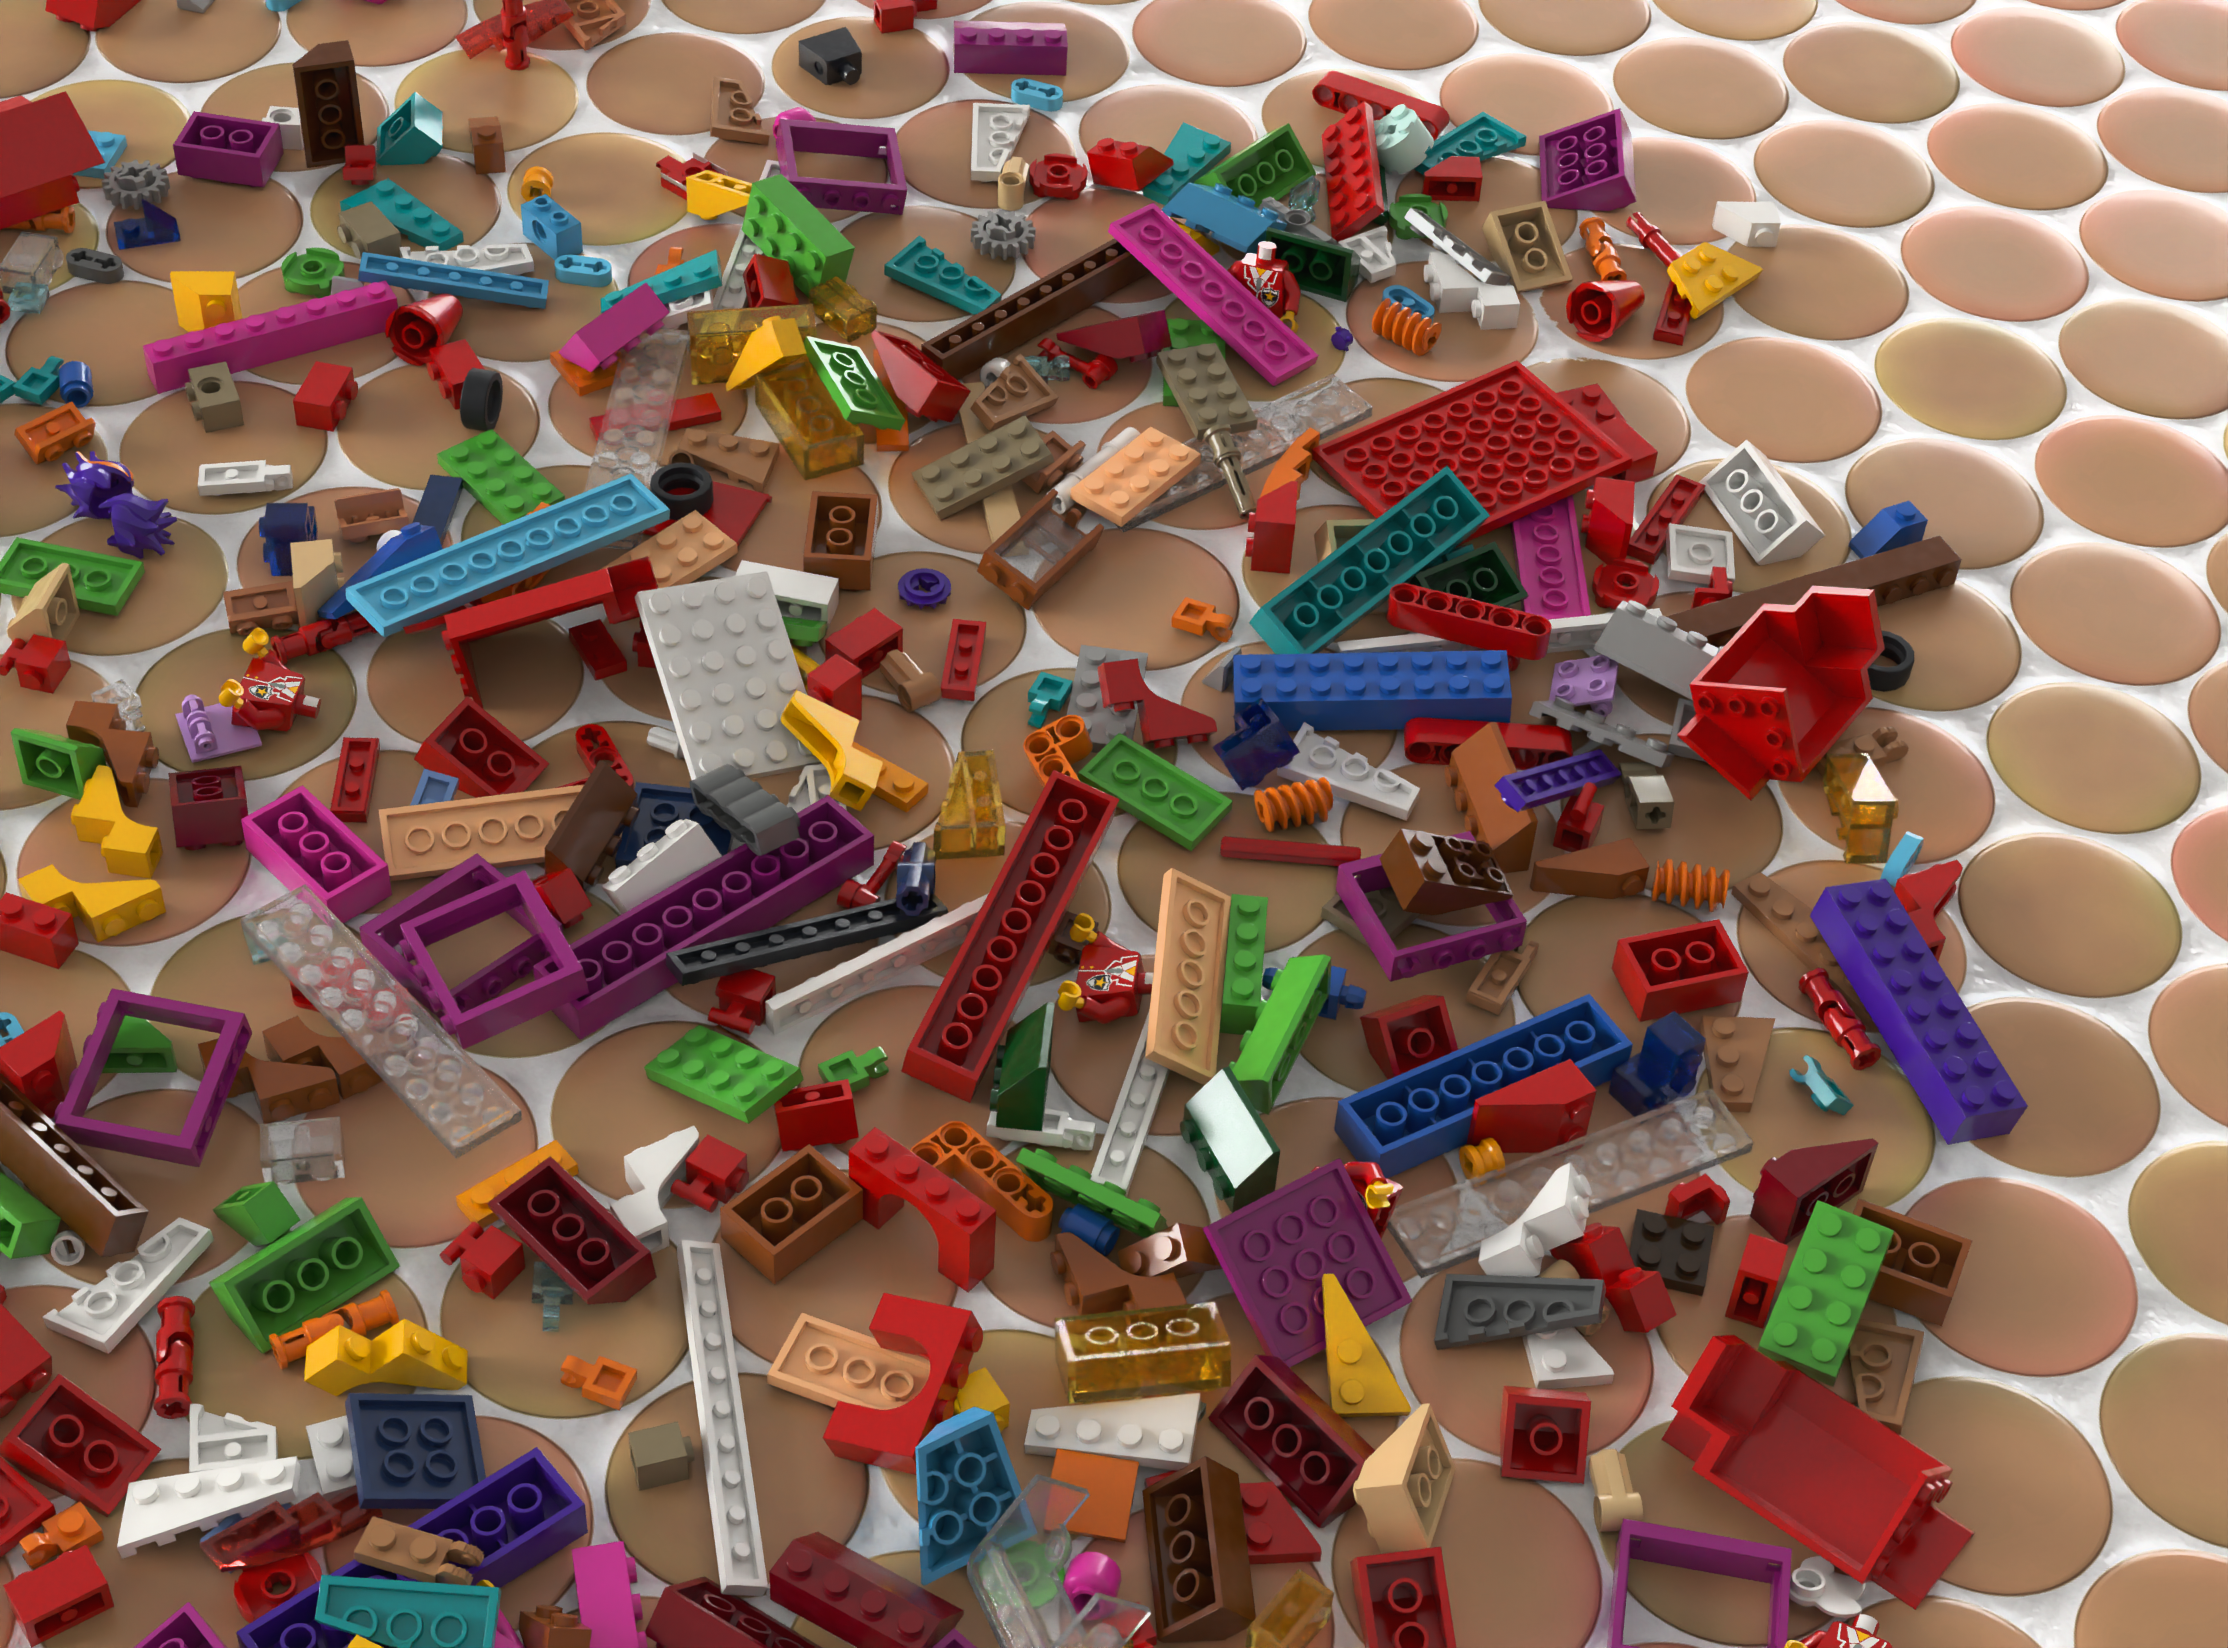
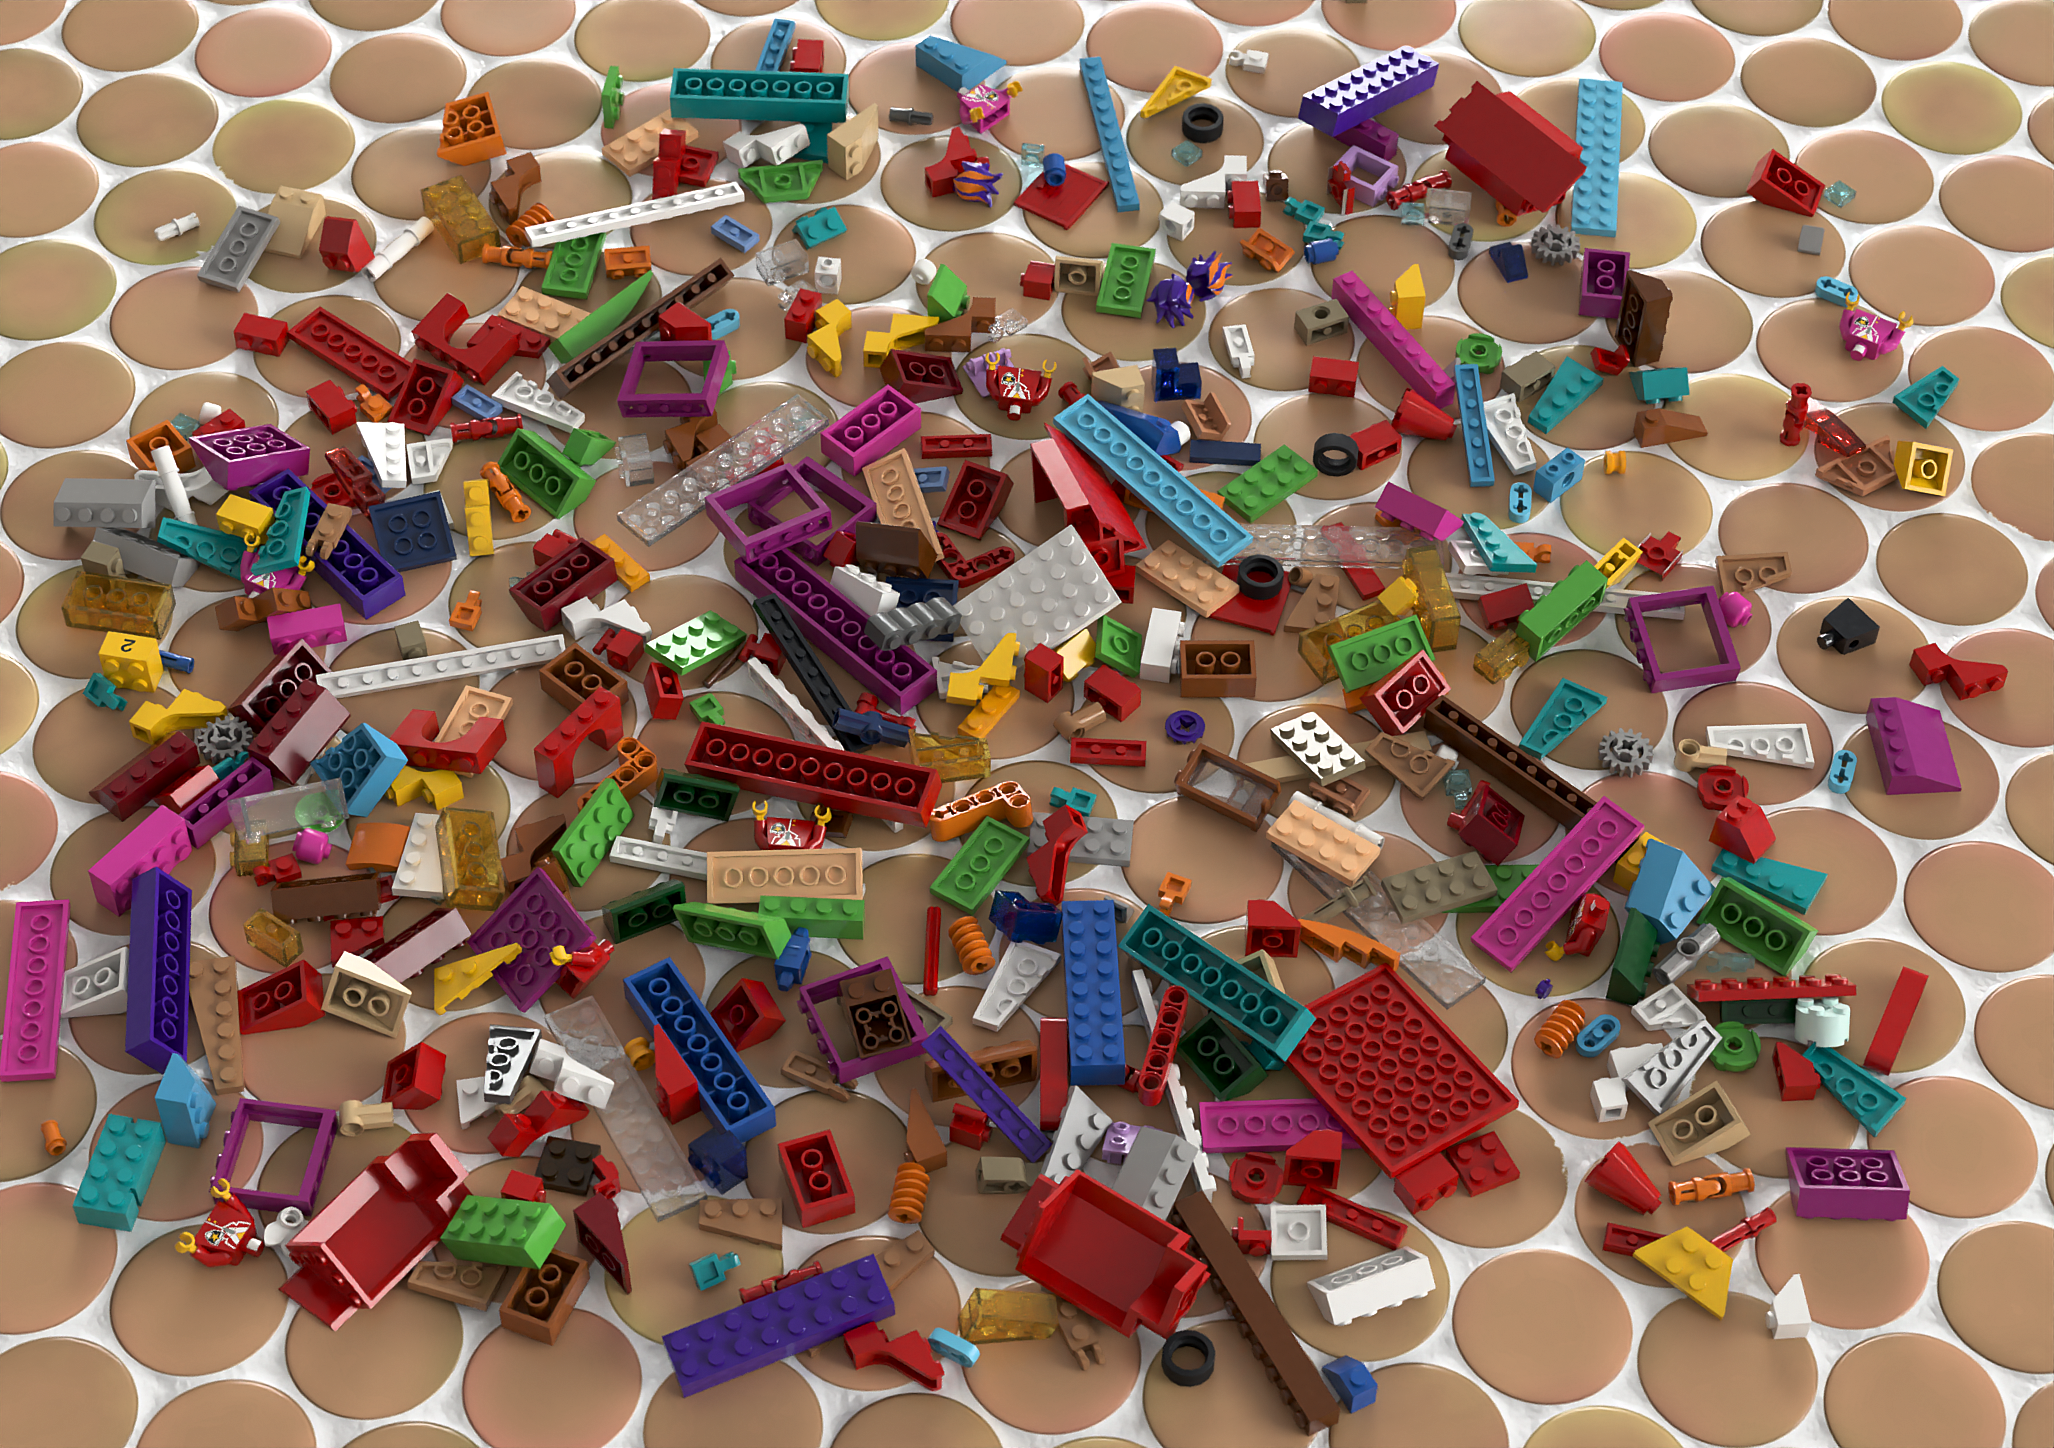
camera: 90 degrees right, 5 degrees up
(114, 1369) = (476, 403): none -> medium blue plate

